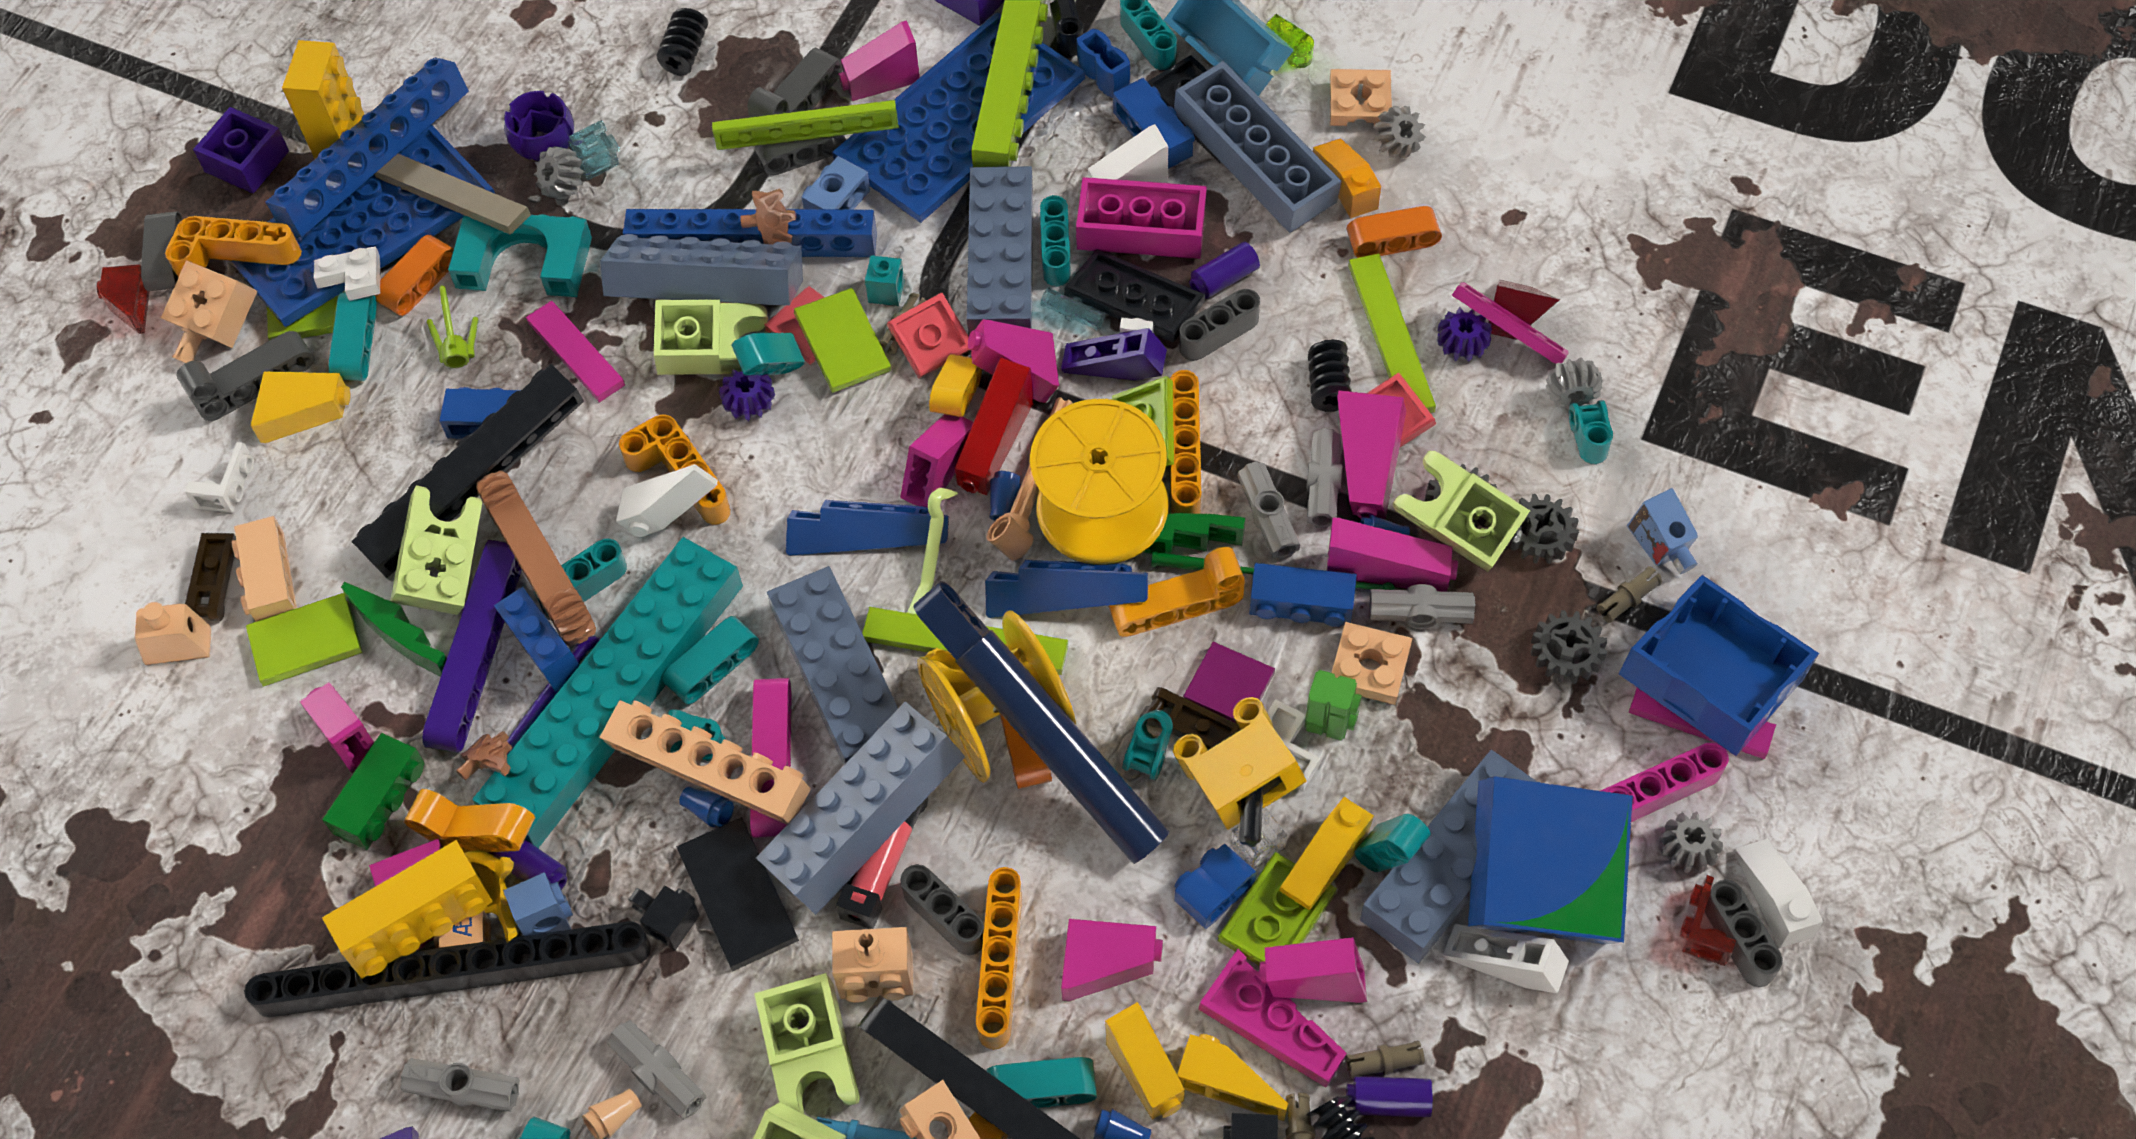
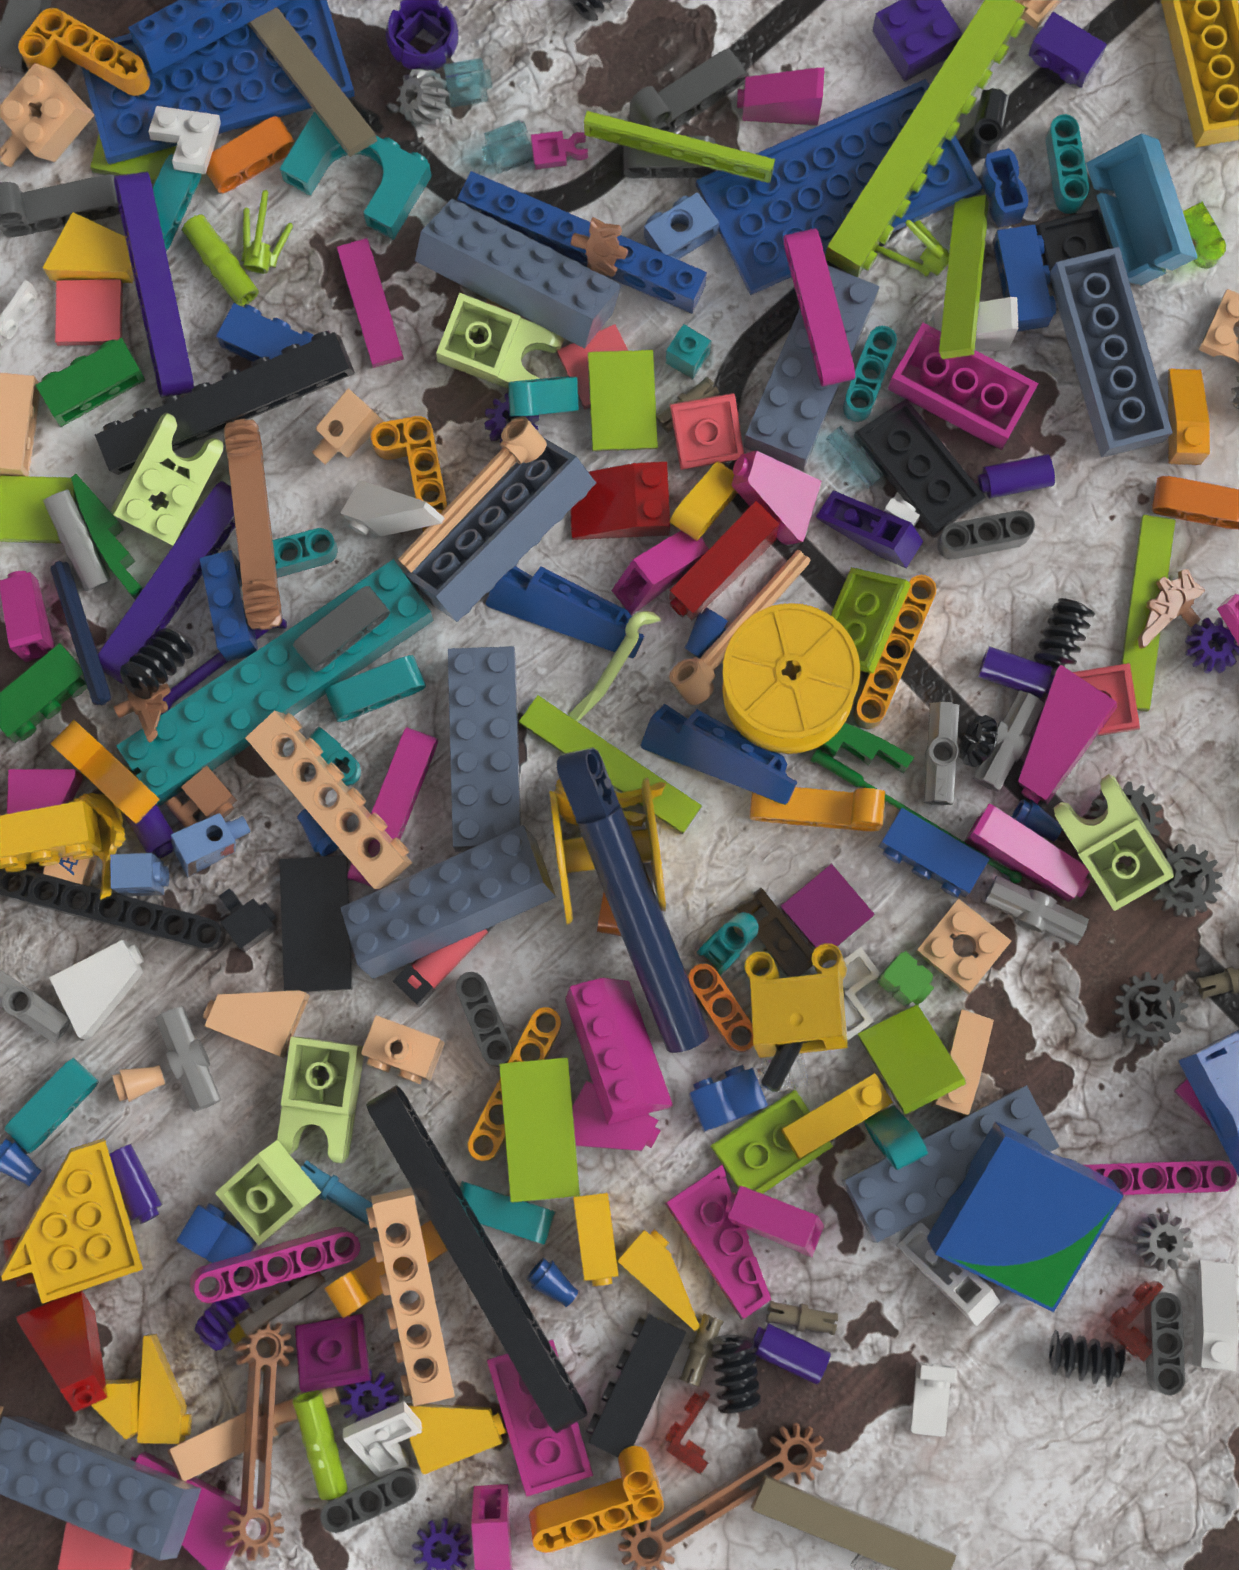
camera: 20 degrees right, 20 degrees up
(308, 453) = (88, 311): none -> coral tile
(331, 506) = (90, 381): none -> green brick
(362, 397) = (154, 284): none -> dark purple beam
(366, 640) = (76, 540): none -> light grey axle
(399, 718) = (80, 633): none -> dark blue axle
(418, 364) = (220, 260): none -> lime axle
(484, 713) = (155, 662): none -> black piece
(534, 1035) = (97, 985): none -> white slope
(578, 816) = (206, 795): none -> nougat brick
(592, 449) = (351, 417): none -> light nougat torso
(596, 856) = (197, 851): none -> medium blue torso
(652, 184) = (507, 147): none -> clear light blue brick
(656, 606) = (341, 628): none -> dark grey beam
(695, 176) = (551, 149): none -> dark pink plate
(713, 1000) = (258, 1018): none -> light nougat slope
(763, 400) = (520, 445): none -> light nougat piece
(775, 475) = (501, 530): none -> sand blue brick
(877, 419) = (624, 503): none -> red slope
(986, 194) = (819, 307): none -> dark pink beam
(1043, 981) = (539, 1129): none -> lime tile
(1068, 136) = (934, 256): none -> lime plant
(1083, 879) = (617, 1049): none -> dark pink slope
(1102, 134) = (964, 277): none -> lime tile
(1180, 819) = (717, 991): none -> orange beam
(1297, 484) = (978, 741): none -> black gear
(1300, 420) = (1016, 672): none -> dark purple brick
(1372, 772) = (911, 1059): none -> lime tile
(1409, 315) = (1172, 601): none -> piece
(1423, 766) = (968, 1052): none -> light nougat slope
(1548, 1078) = (931, 1398): none -> white bracket
(1677, 976) = (1086, 1358): none -> black piece

